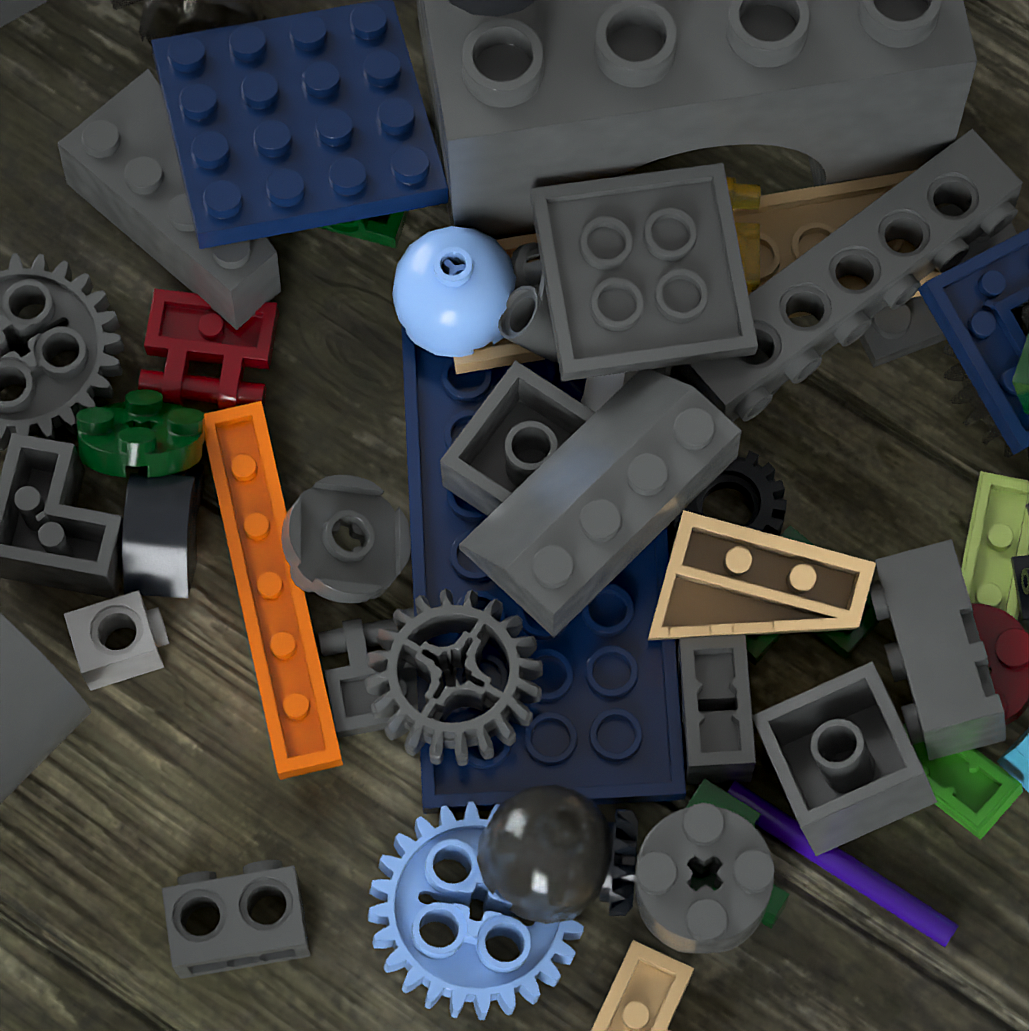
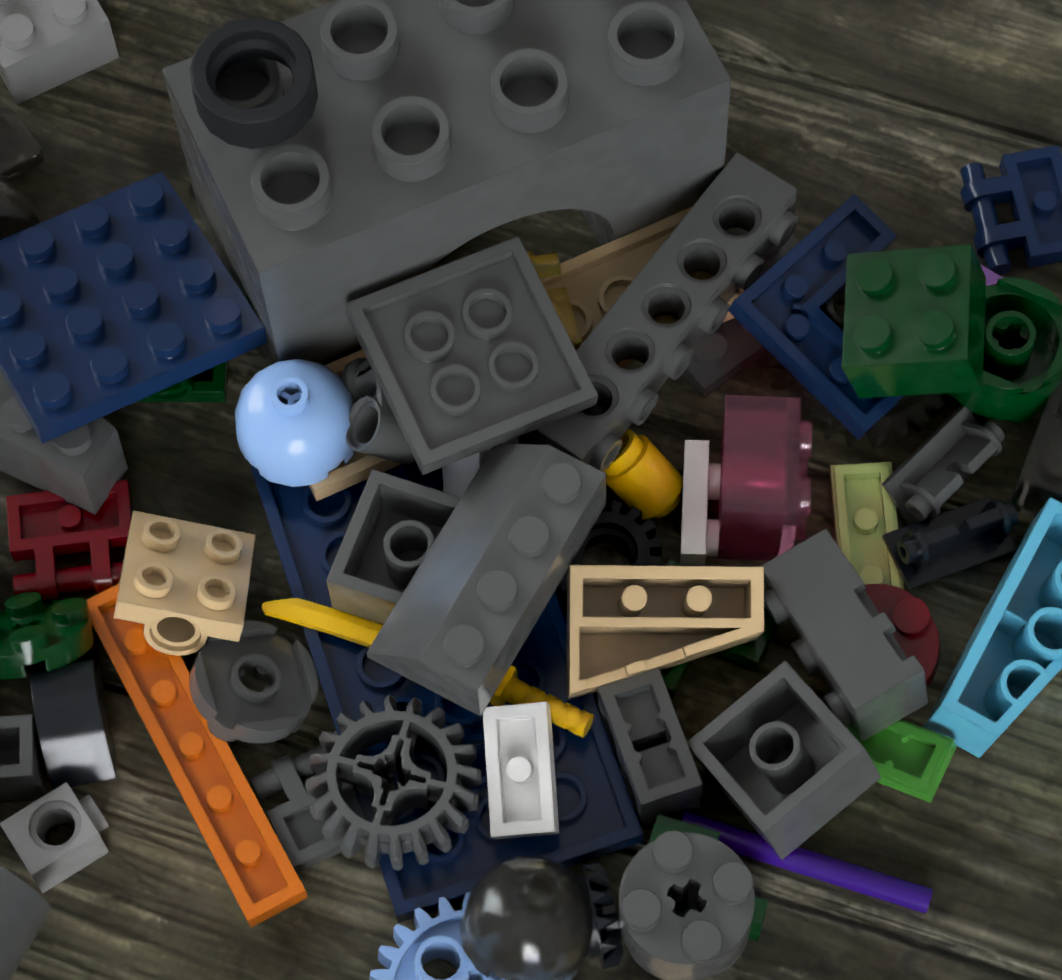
camera: 15 degrees left, 5 degrees down
(304, 421) = (184, 582): none -> tan plate
(468, 518) = (365, 631): none -> yellow sword
(581, 699) = (520, 770): none -> white plate
(788, 435) = (644, 477): none -> yellow brick
(842, 456) = (700, 484): none -> white plate
(906, 468) = (763, 477): none -> clear pink brick

